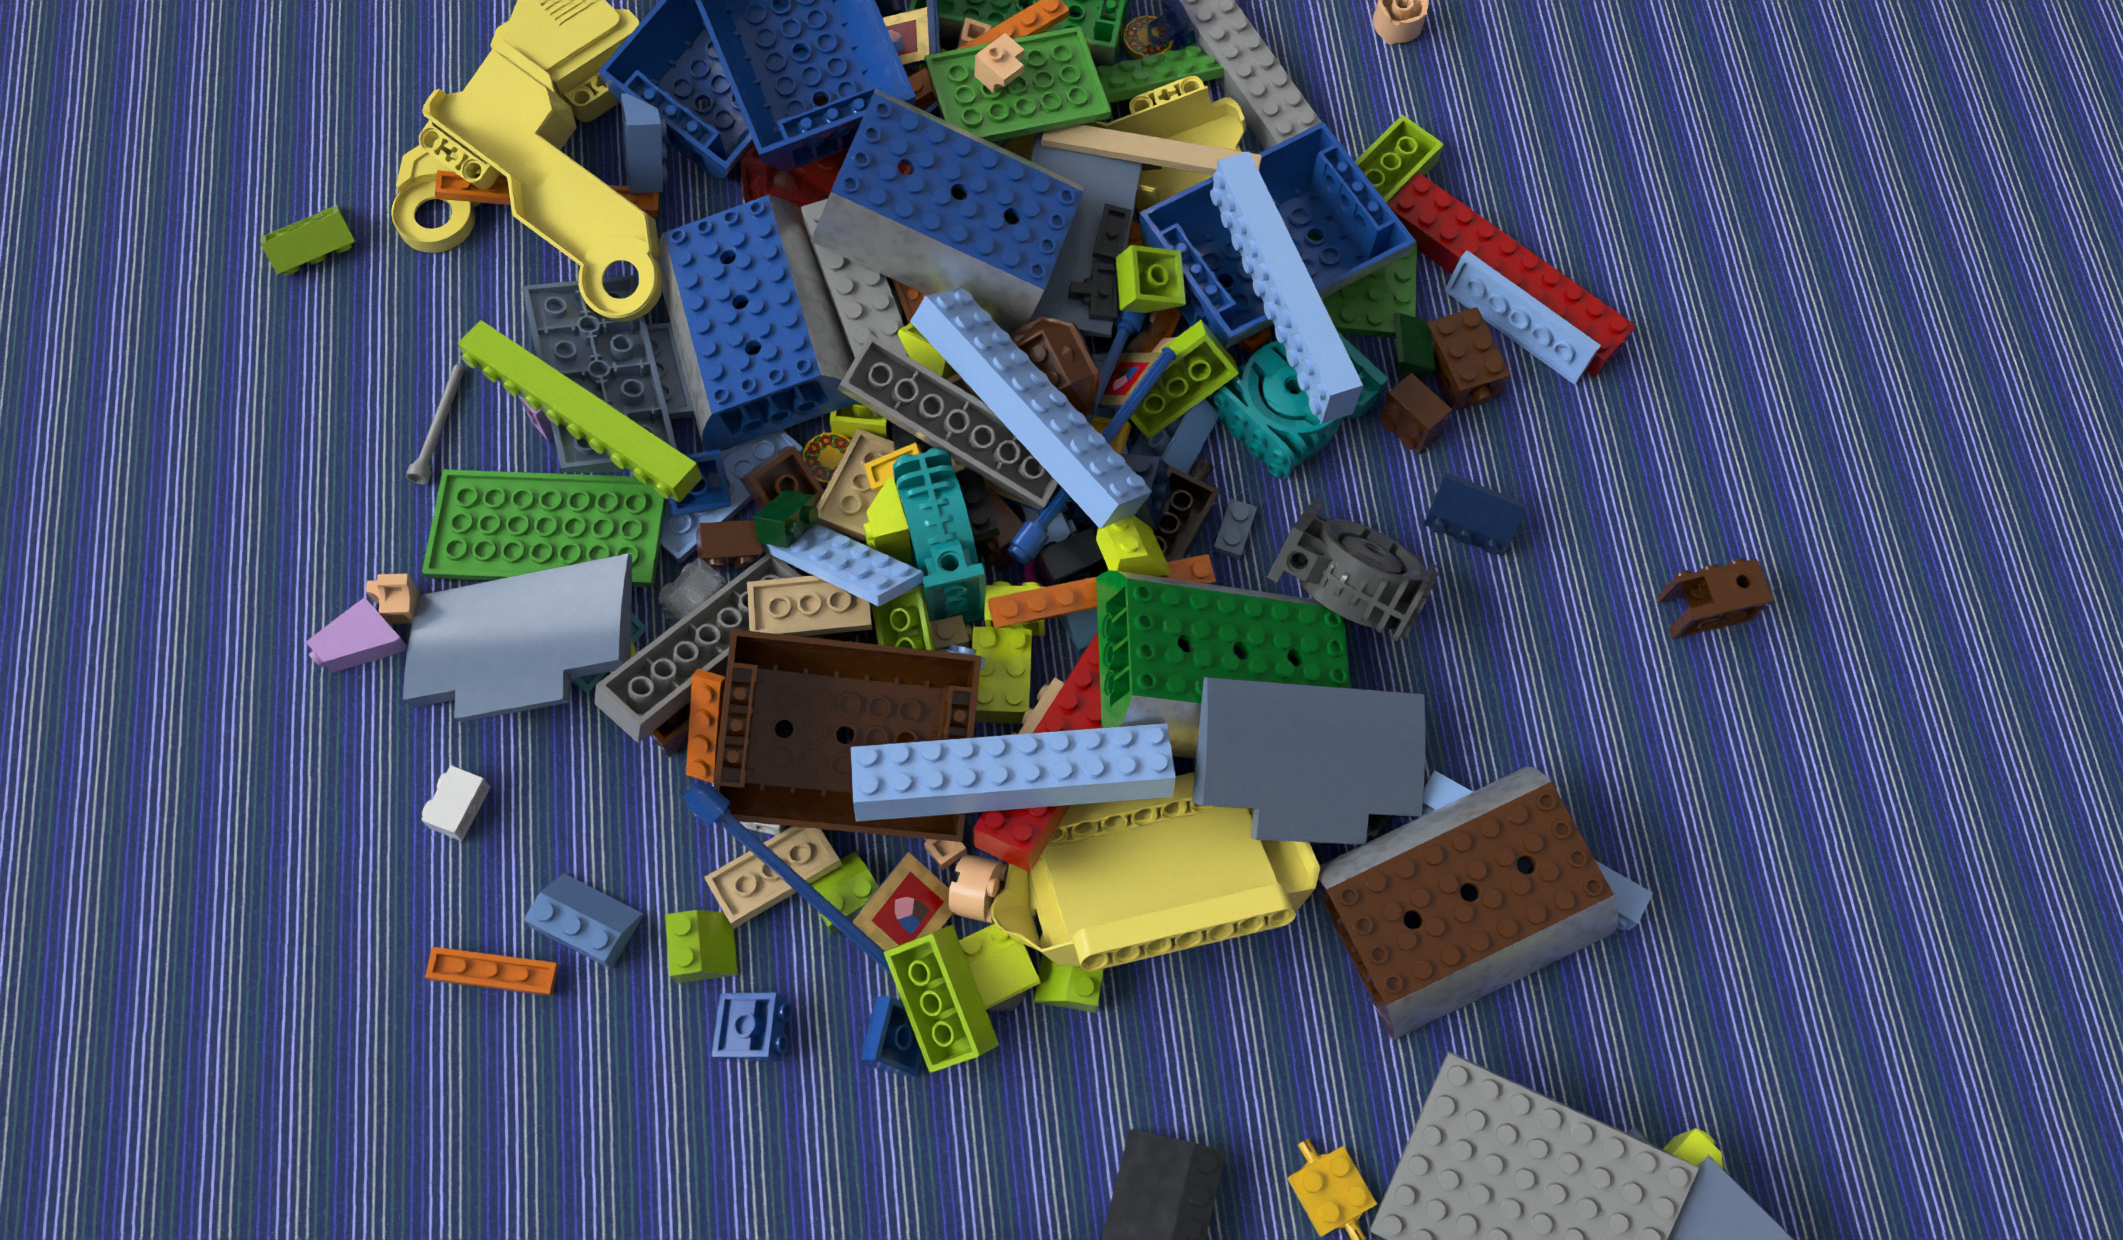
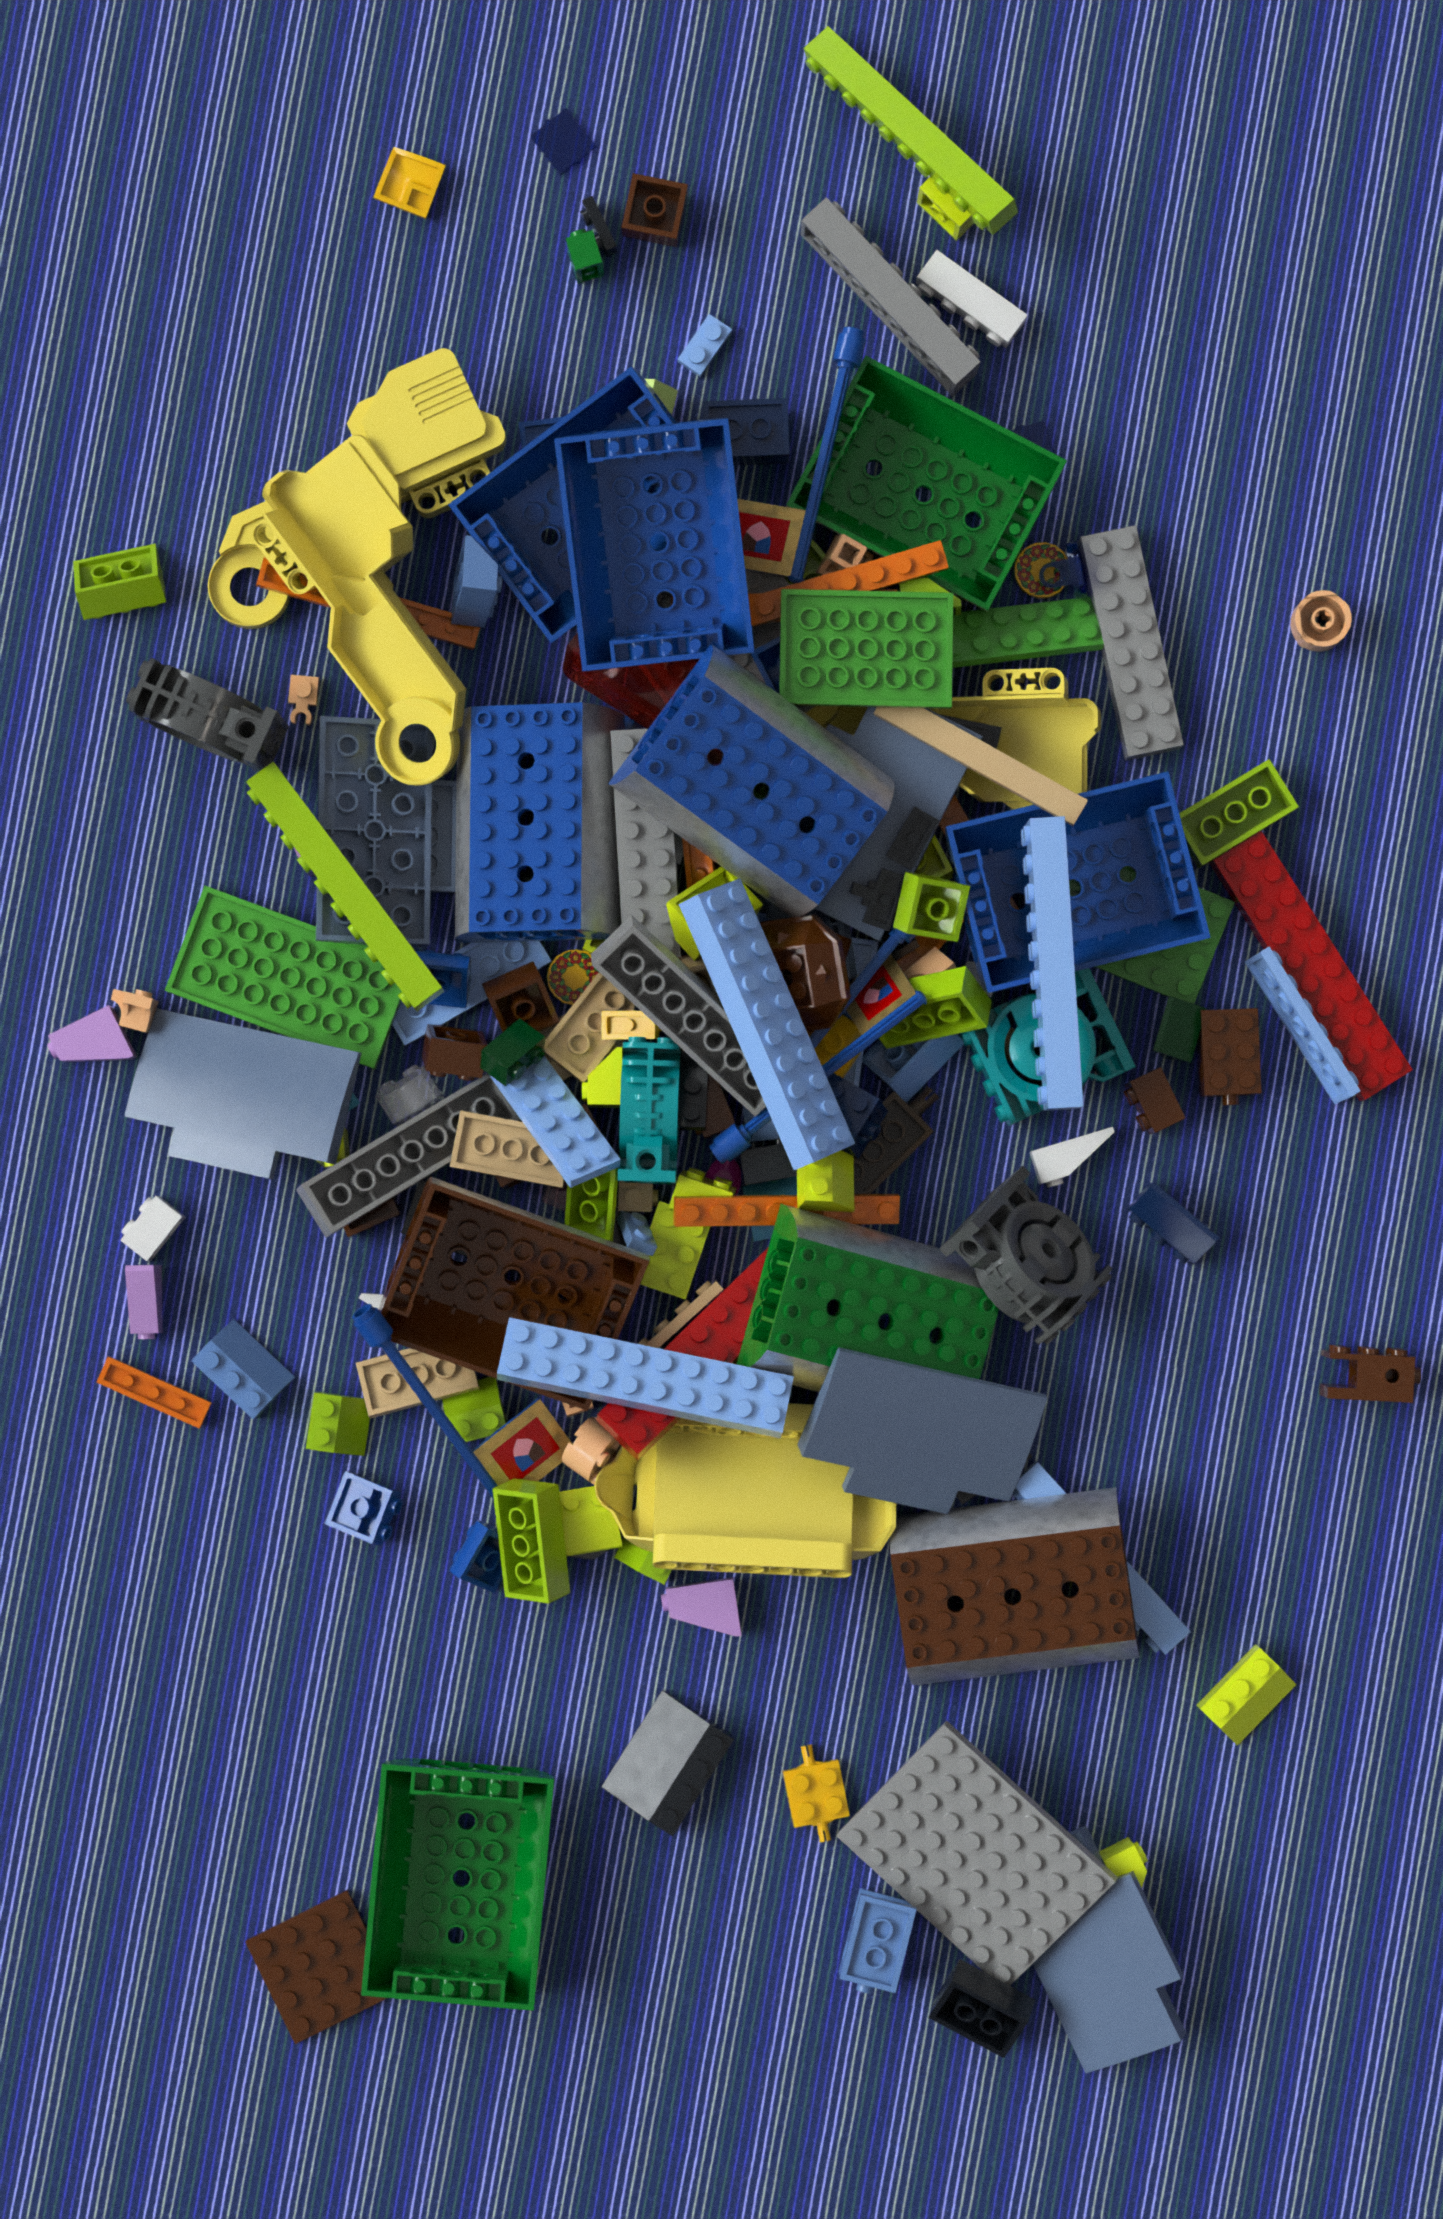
camera: 20 degrees right, 20 degrees up
(403, 304) = (206, 715): none -> dark grey brick
(420, 471) = (183, 875): light grey piece -> none
(459, 872) = (144, 1299): none -> lavender slope
(505, 290) = (303, 693): none -> light nougat plate
(704, 724) = (389, 1233): orange plate -> none
(999, 63) = (851, 632): light nougat brick -> none
(1147, 1020) = (705, 1604): none -> lavender slope
(1235, 529) = (941, 1162): sand blue plate -> none
(1347, 490) = (1064, 1157): none -> white slope
(1731, 944) = (1246, 1694): none -> neon yellow slope

